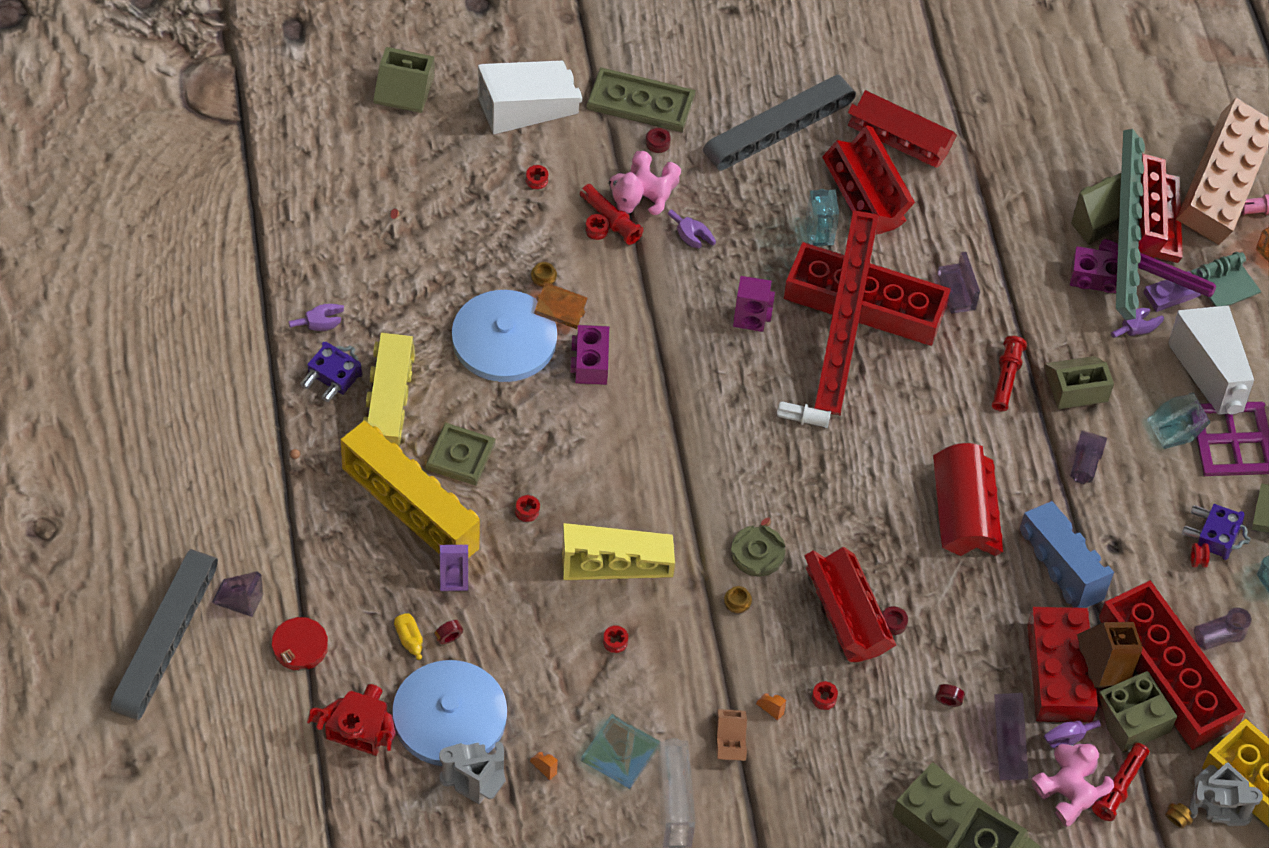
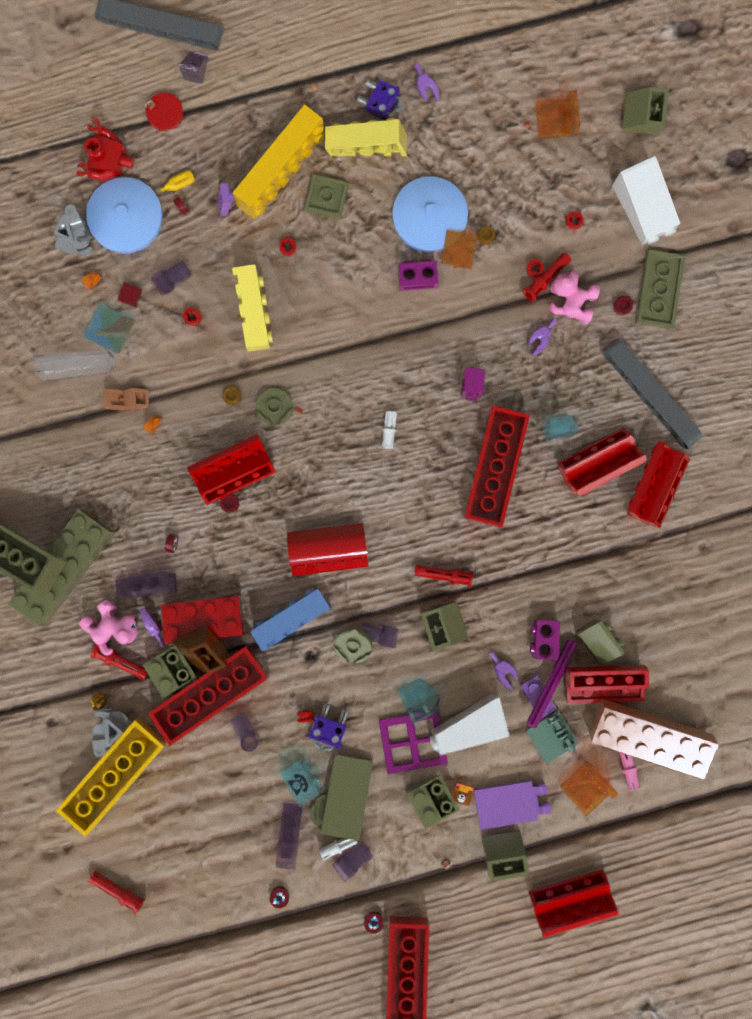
camera: 85 degrees right, 30 degrees up
(394, 171) = (558, 117): none -> clear orange bracket
(557, 661) = (167, 279): none -> clear purple piece
(573, 717) = (129, 295): none -> dark red tile
(824, 687) = (162, 454): red bush -> none
(846, 312) = (469, 450): red plate -> none
(963, 285) = (518, 535): clear purple panel -> none
(1102, 484) = (353, 645): none -> olive tile
(1129, 228) = (582, 660): sand green plate -> none

